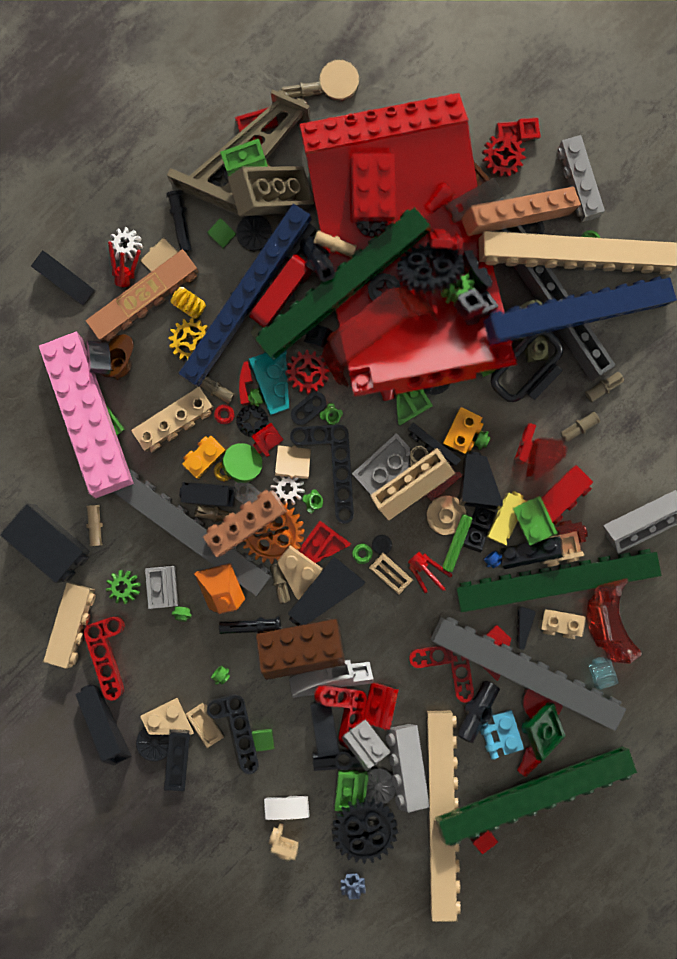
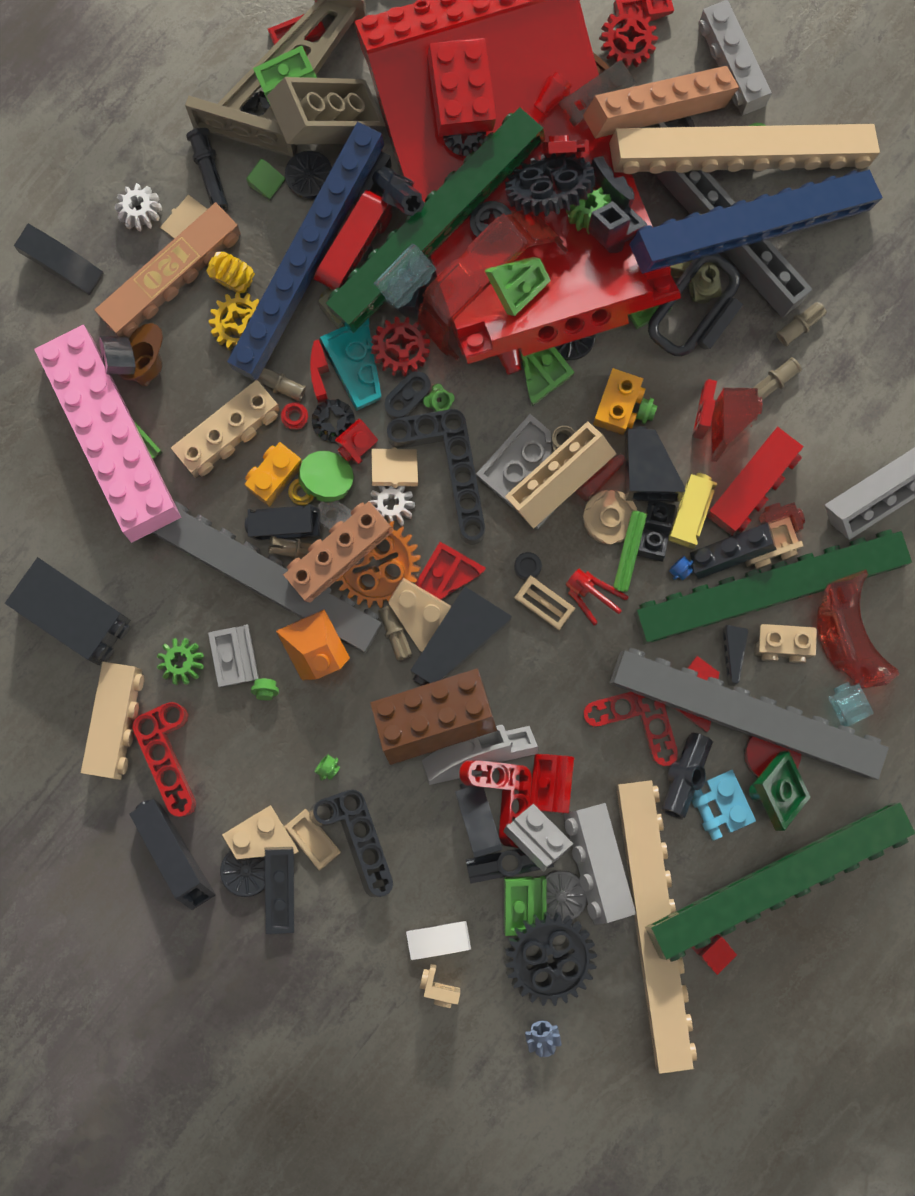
camera: 10 degrees left, 5 degrees down
(94, 525) = (133, 583): tan pin -> none
(122, 274) = (137, 245): red plant -> none
(255, 397) = (334, 388): bright green plate -> none
(263, 625) = (359, 696): black pin -> none
(263, 739) = (396, 850): bright green slope -> none
(315, 326) = (405, 276): none -> clear light blue bracket
(317, 501) = (433, 515): bright green plate -> none
(334, 244) = (418, 169): tan pin -> none
(367, 558) = (502, 572): bright green plate -> none
(397, 341) = (518, 282): none -> bright green wing
(417, 434) = (560, 412): black plate -> none
(528, 762) = (765, 838): red cone -> none
(534, 520) = (731, 505): bright green plate -> none

